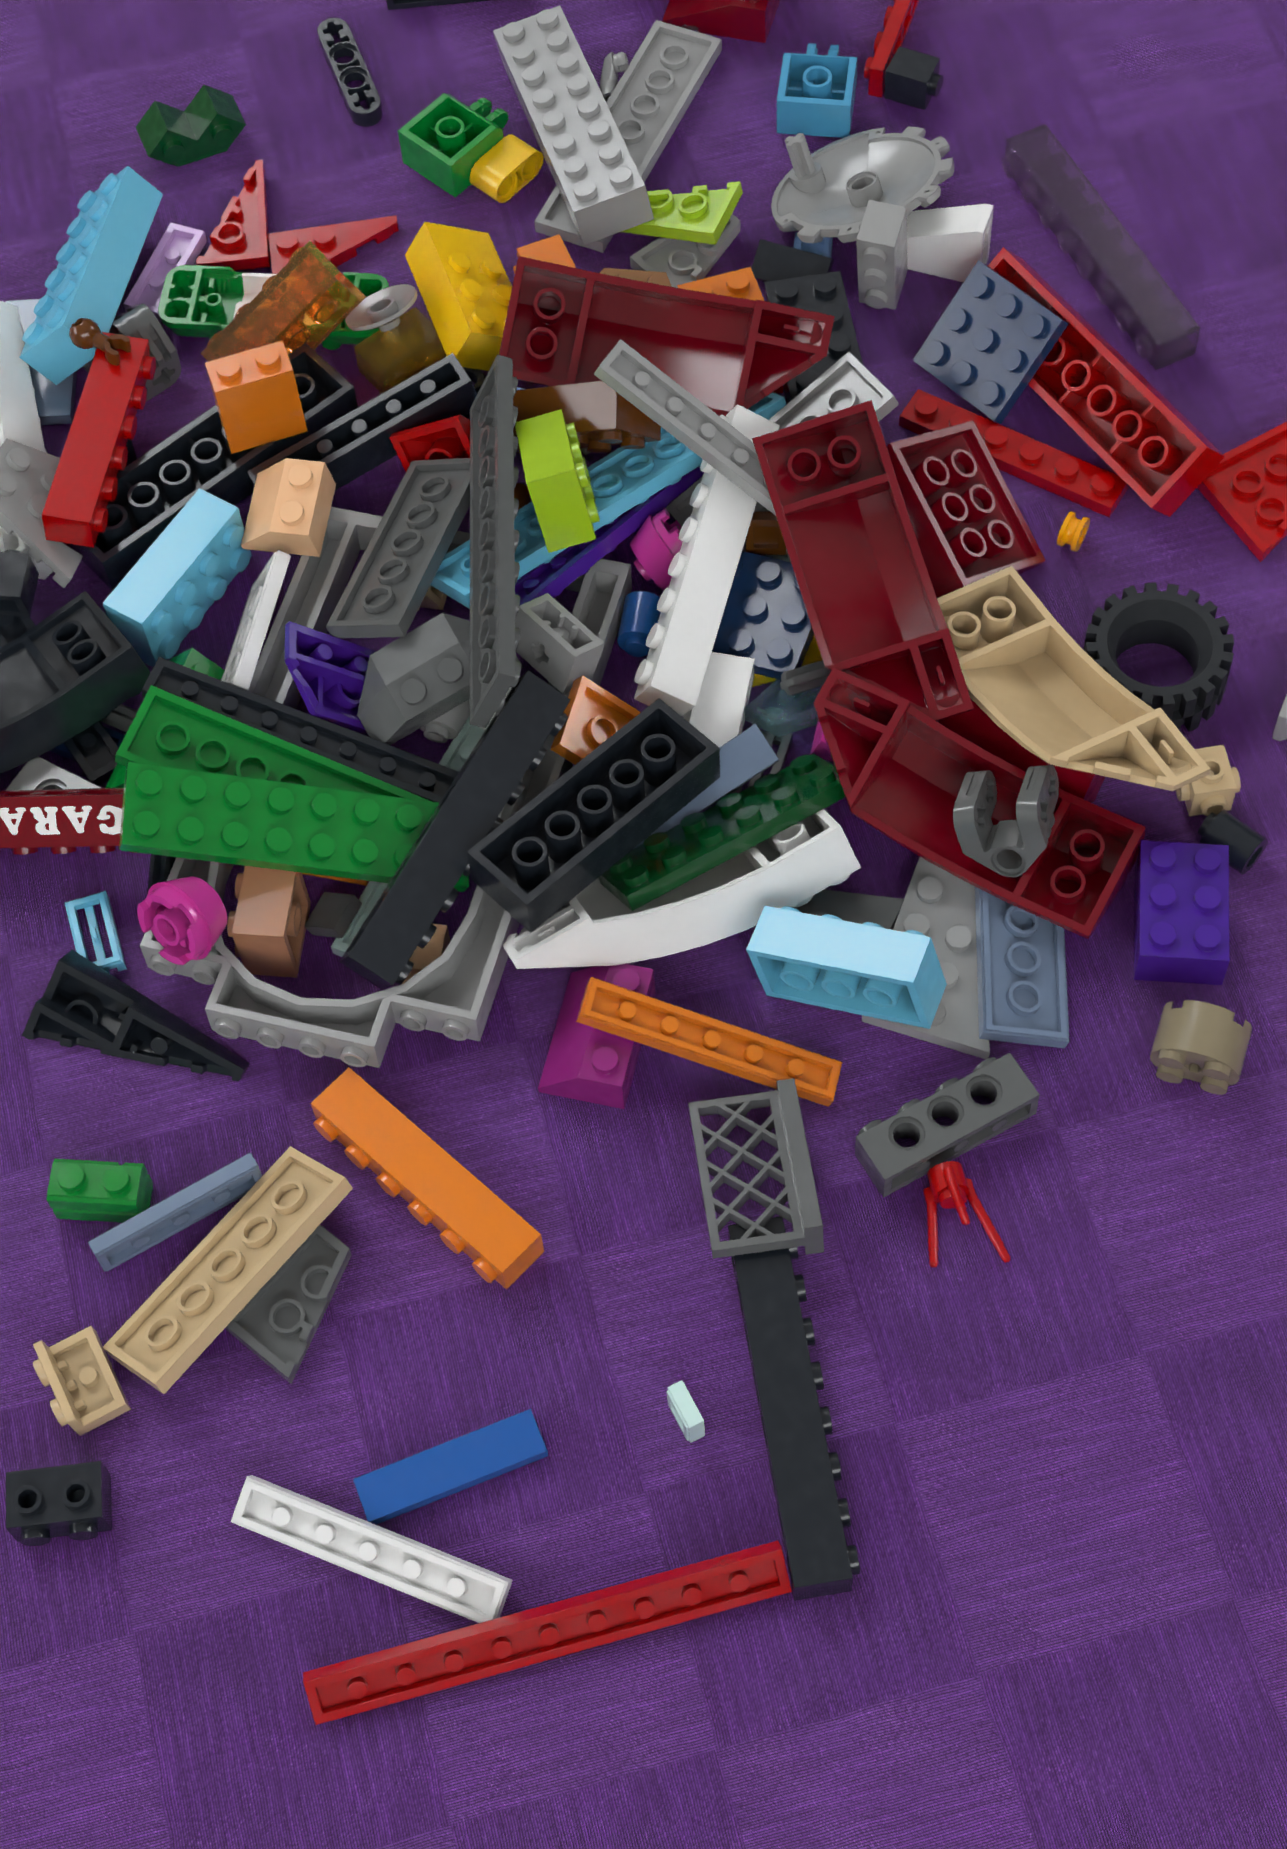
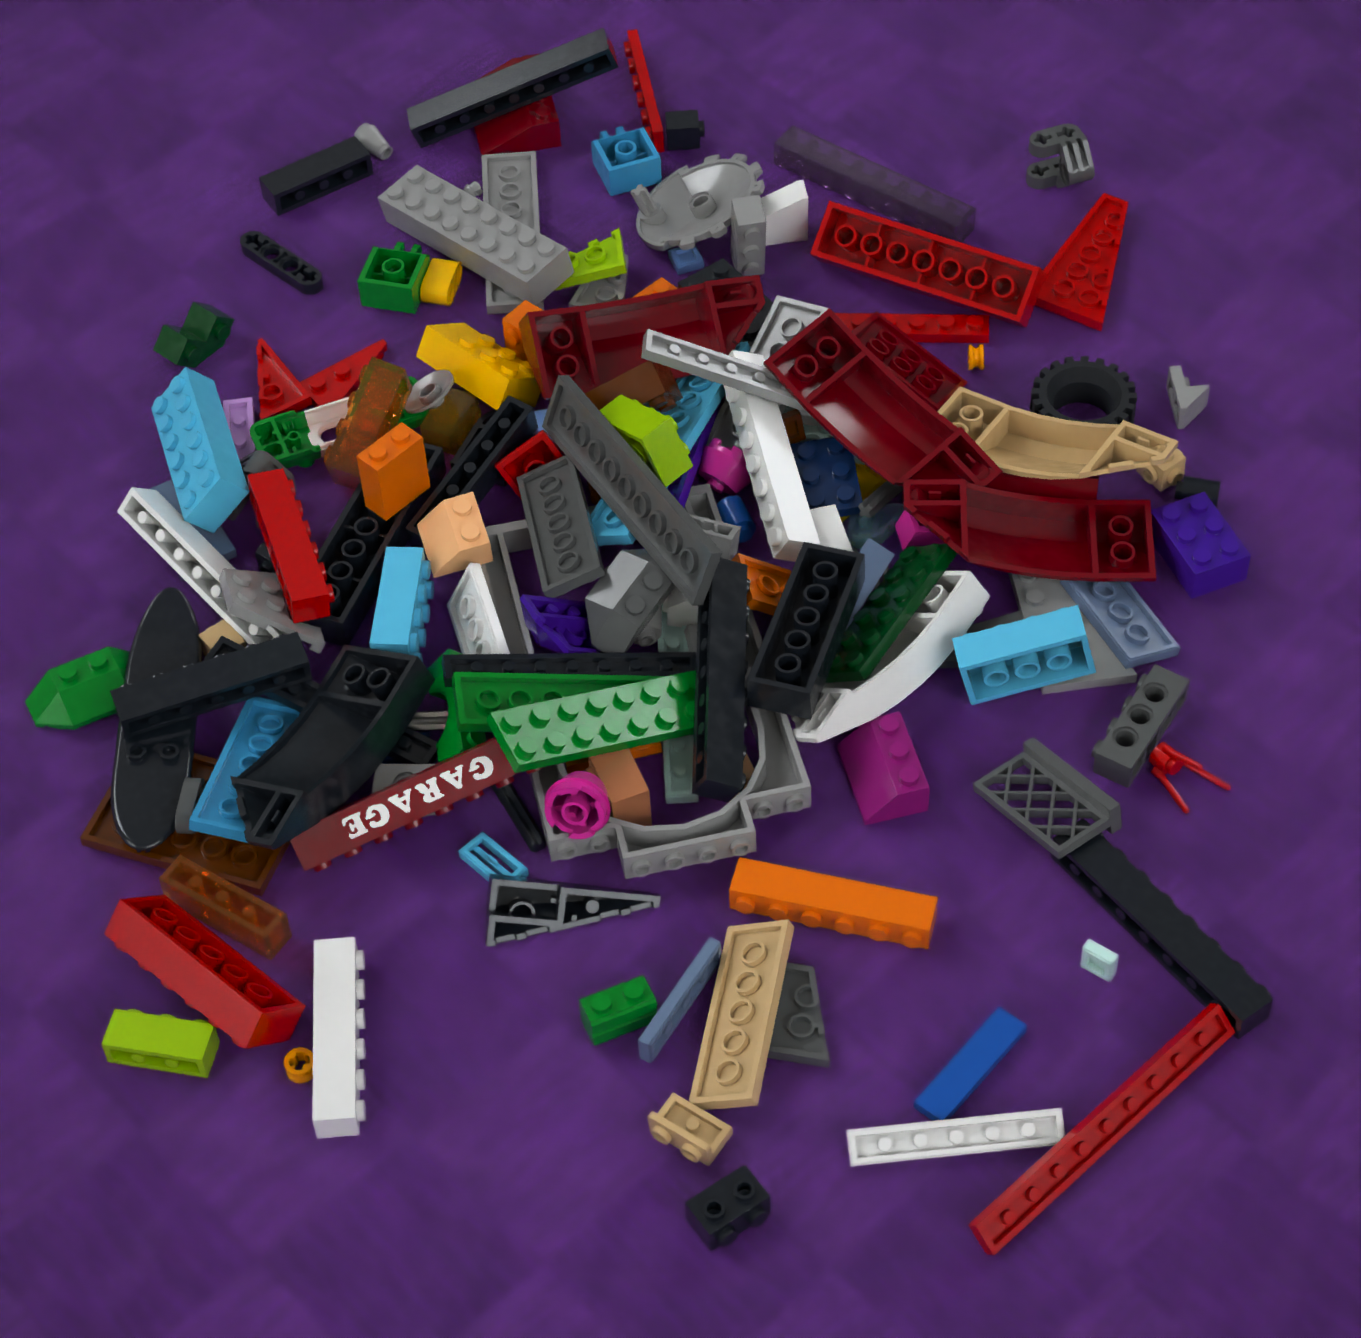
camera: 30 degrees left, 10 degrees down
(87, 334) = (240, 479): reddish brown arm -> none
(333, 914) = (657, 775): dark grey tile -> none
(708, 1041) = (960, 738): orange tile -> none
(784, 262) = (678, 268): black tile -> none
(990, 342) = (850, 263): dark blue plate -> none
(1010, 844) = (1085, 535): dark grey piece -> none
(1200, 1045) = (1265, 611): dark tan brick -> none

